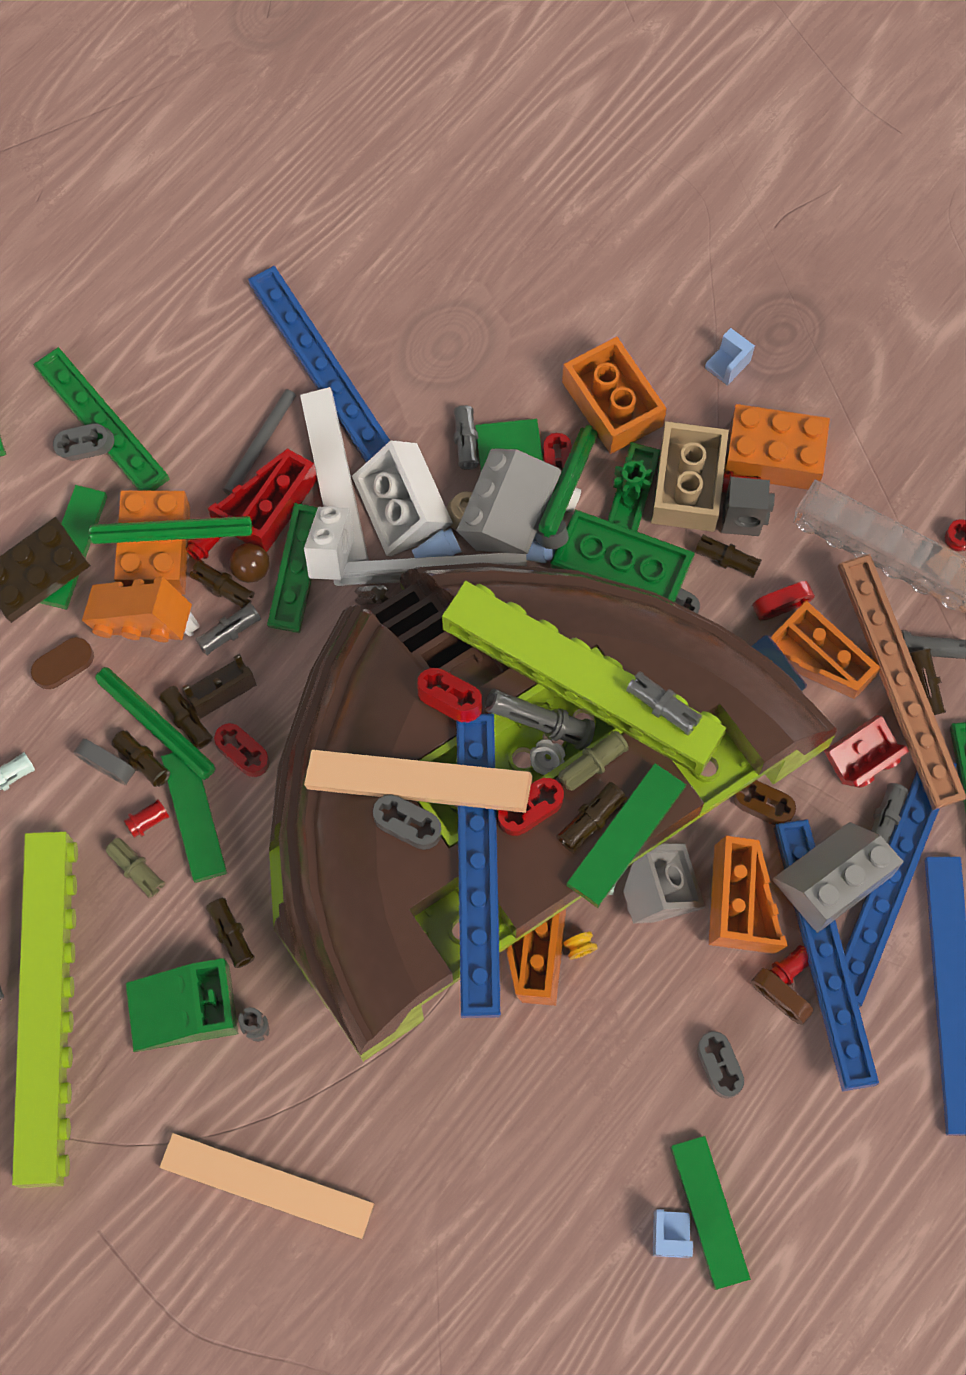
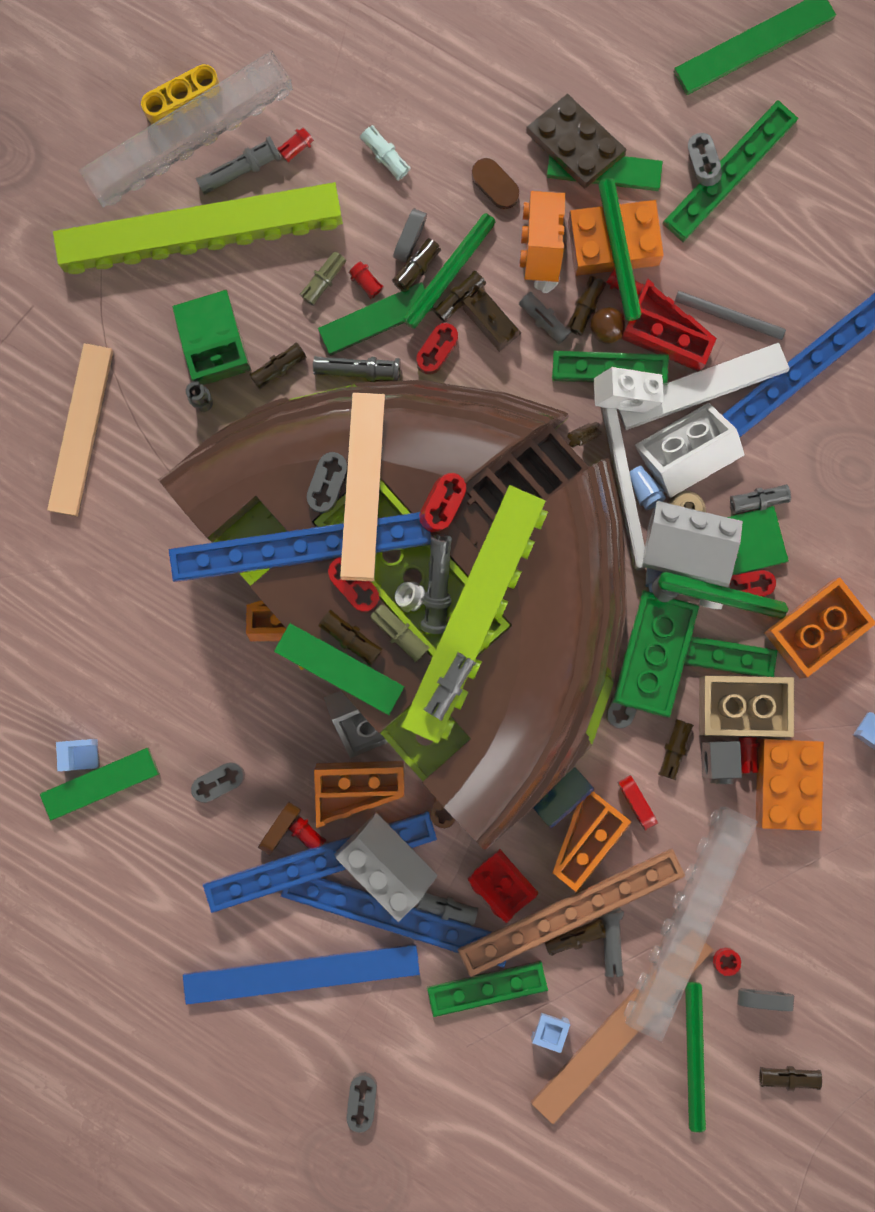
camera: 85 degrees right, 15 degrees up
(252, 825) = (370, 369): none -> dark grey pin
(640, 477) = (743, 650): green gear -> none

